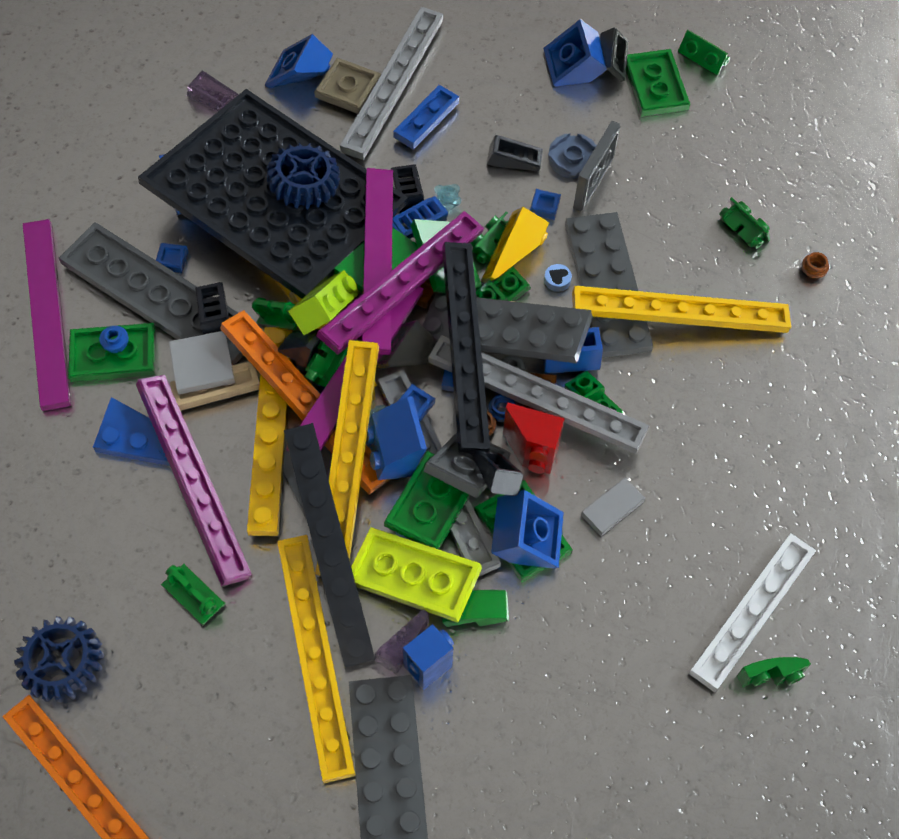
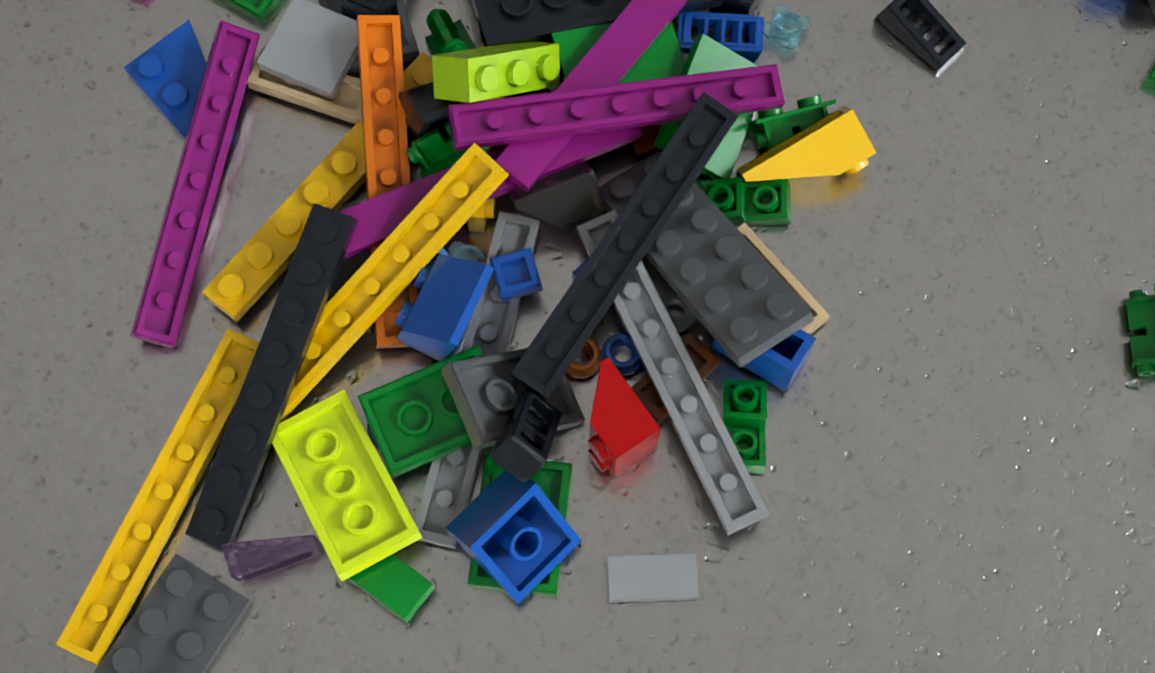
camera: 40 degrees right, 10 degrees up
(192, 593) = (95, 320): green hinge -> none
(428, 656) = (274, 596): blue brick -> none
(545, 204) = (904, 122): blue tile -> none
(557, 277) = (836, 232): light blue tile -> none
(569, 154) = (1000, 79): sand blue tile -> none
(596, 166) = (1007, 116): dark grey tile -> none
(604, 263) = (894, 287): dark grey plate -> none
(682, 309) = (955, 391): yellow plate -> none

